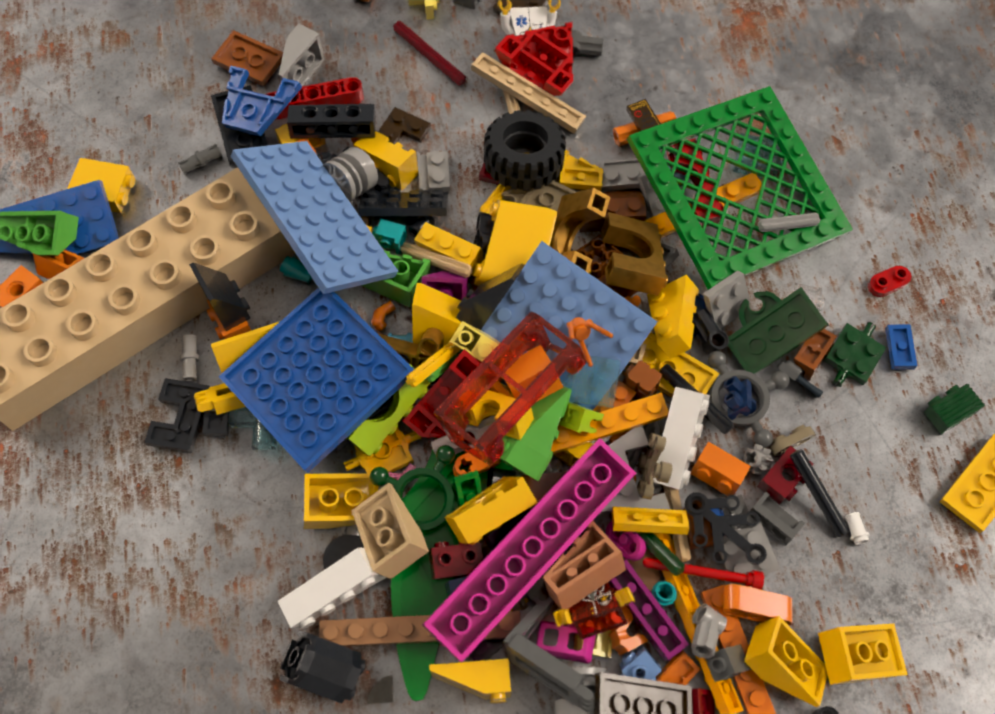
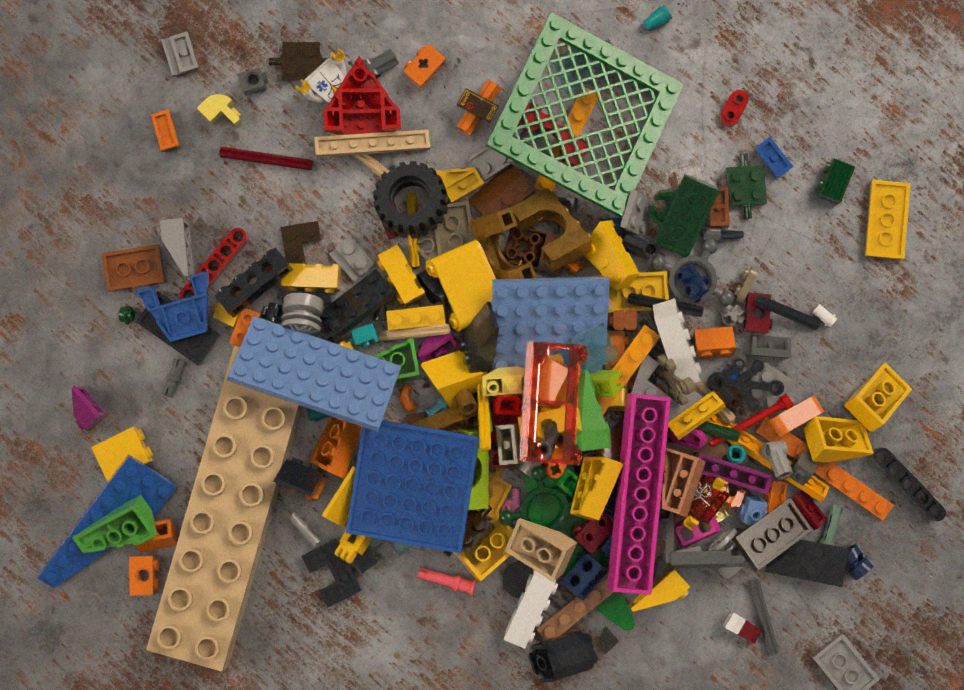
camera: 35 degrees left, 20 degrees up
(107, 128) = (86, 409): none -> magenta slope
(209, 86) = (126, 314): none -> dark green plate
(279, 302) = (336, 446): none -> orange wedge
(281, 512) = (456, 583): none -> coral pin
(338, 466) = (476, 531): none -> dark brown plate
(409, 599) = (588, 579): none -> dark blue brick
(438, 393) = (508, 443): none -> olive brick
(464, 208) = (400, 276): none -> yellow wedge
(580, 330) = (563, 324): orange plant -> none
(622, 69) = (422, 76): none -> orange brick
(788, 222) = (639, 120): light grey axle -> none
(867, 162) = (657, 18): none -> teal cone

